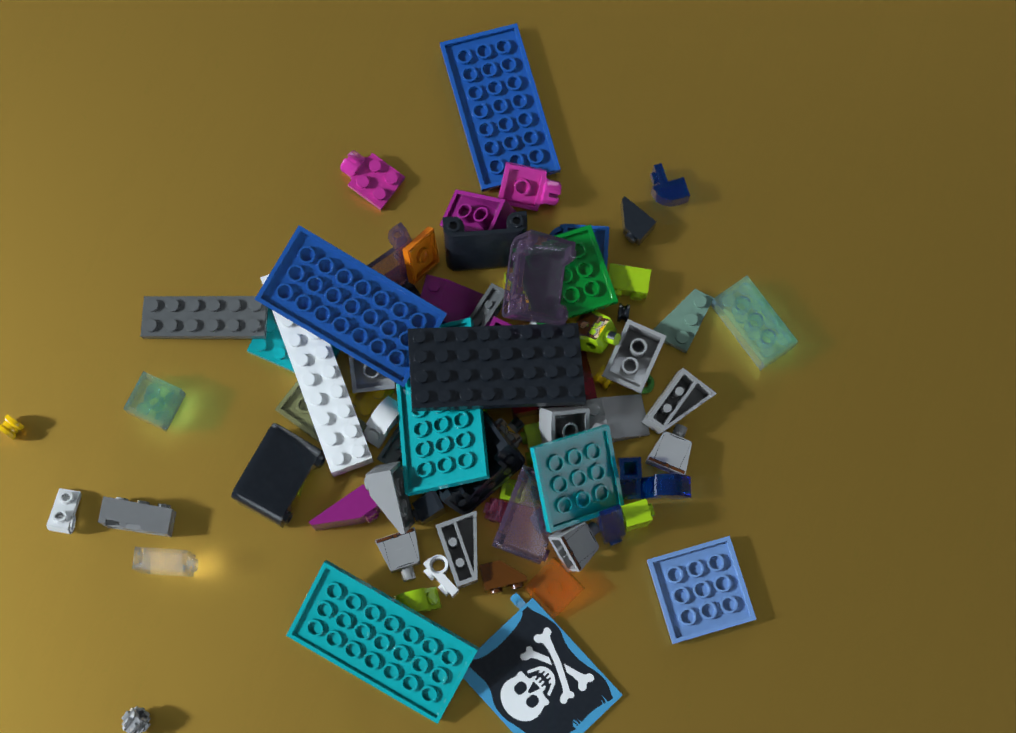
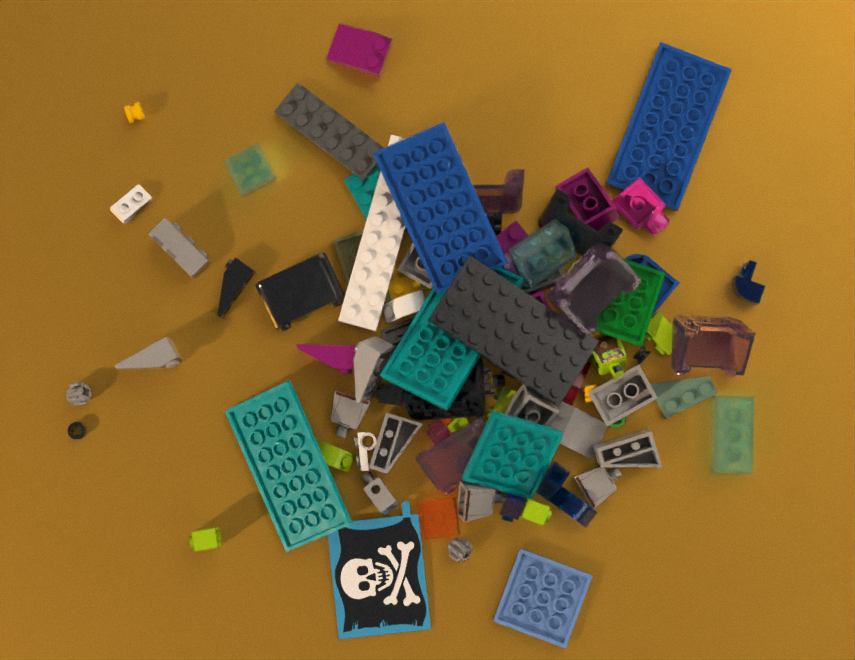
camera: 40 degrees right, 10 degrees up
(164, 562) = (176, 295): clear window -> none
(180, 230) = (360, 50): none -> magenta slope
(184, 632) = (158, 355): none -> light grey slope
(210, 507) = (234, 281): none -> black slope
(371, 178) = (531, 113): dark pink plate -> none
(421, 255) = (522, 203): orange tile -> none
(471, 283) = (543, 253): none -> clear light blue brick
(492, 607) = (384, 500): none -> light grey torso
(500, 575) = (405, 480): reddish brown slope -> none
(594, 601) = (460, 549): none -> light grey gear
(635, 222) = (702, 293): black slope -> none
(676, 258) = (710, 344): none -> windscreen

